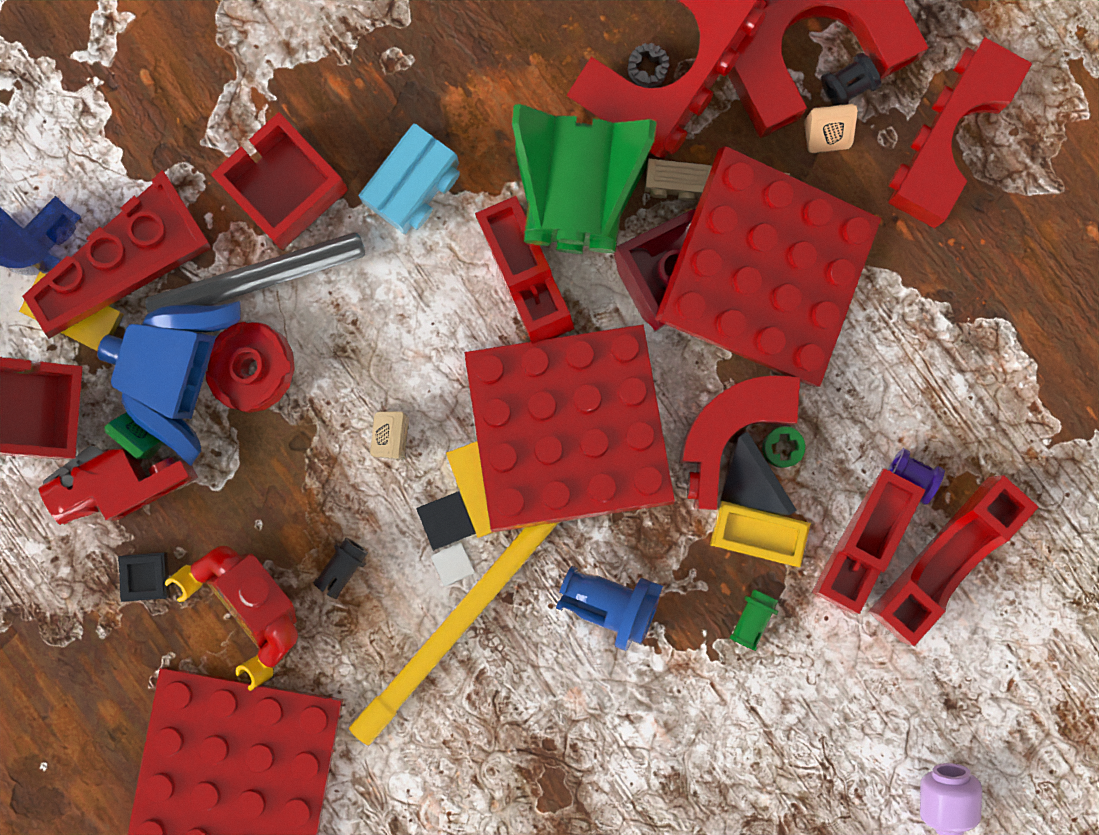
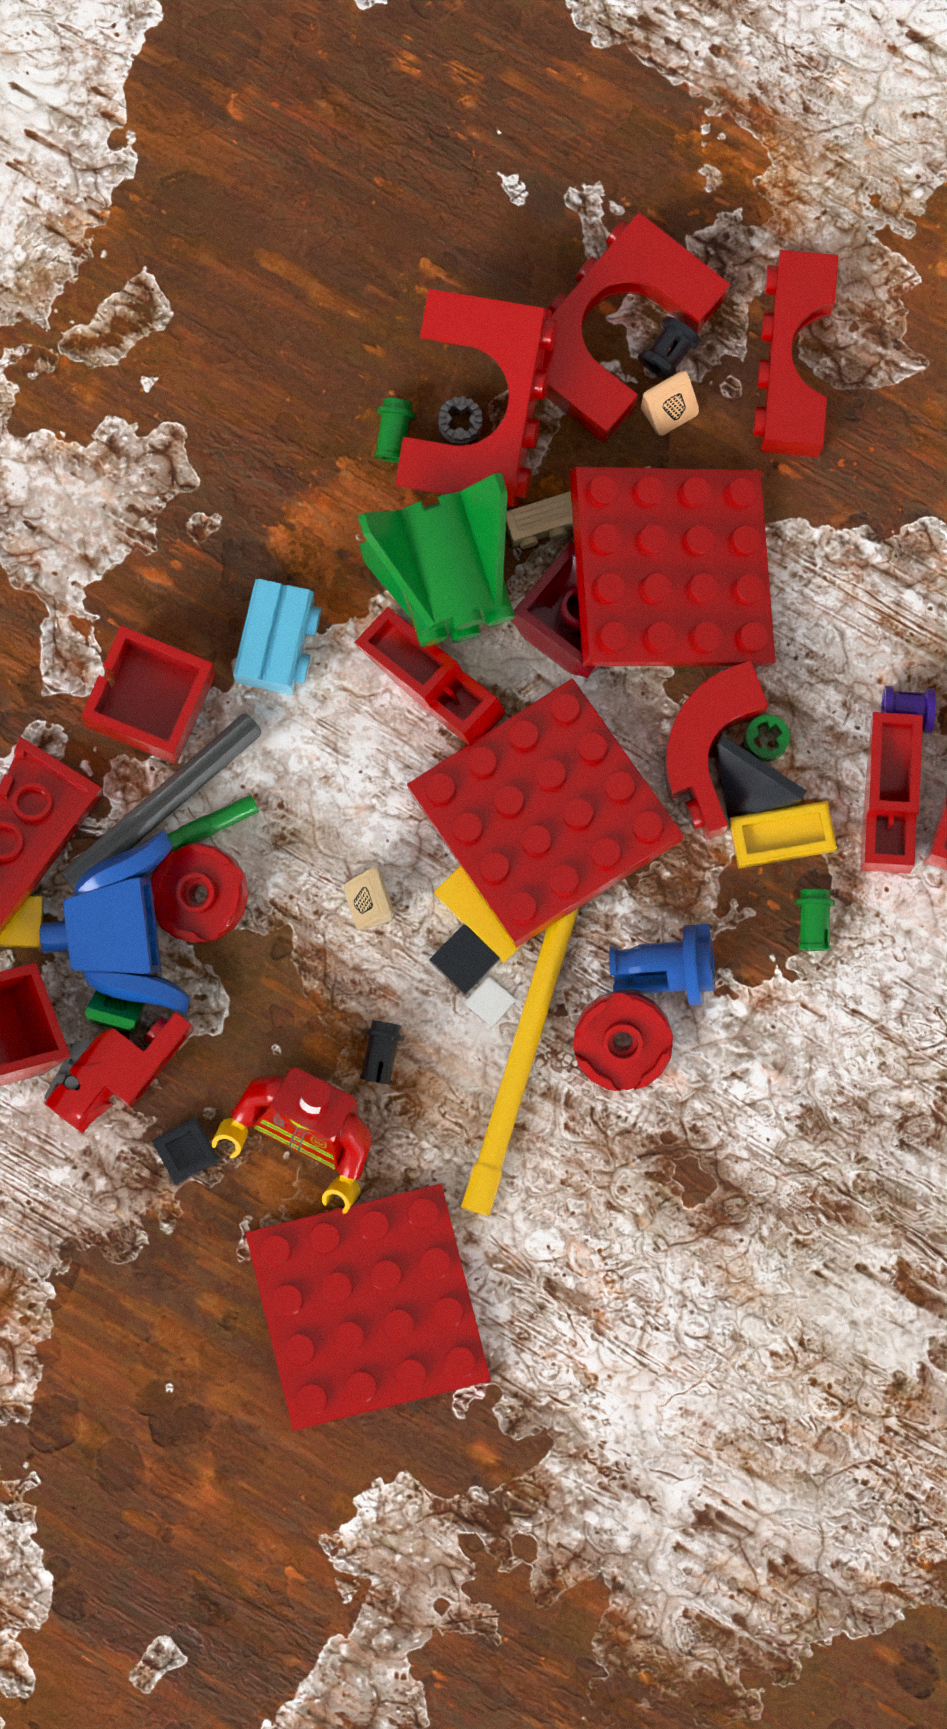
camera: 25 degrees left, 5 degrees down
(287, 312) = (212, 823): none -> green piece
(544, 671) = (623, 1066): none -> red plate
(592, 43) = (393, 427): none -> green pin

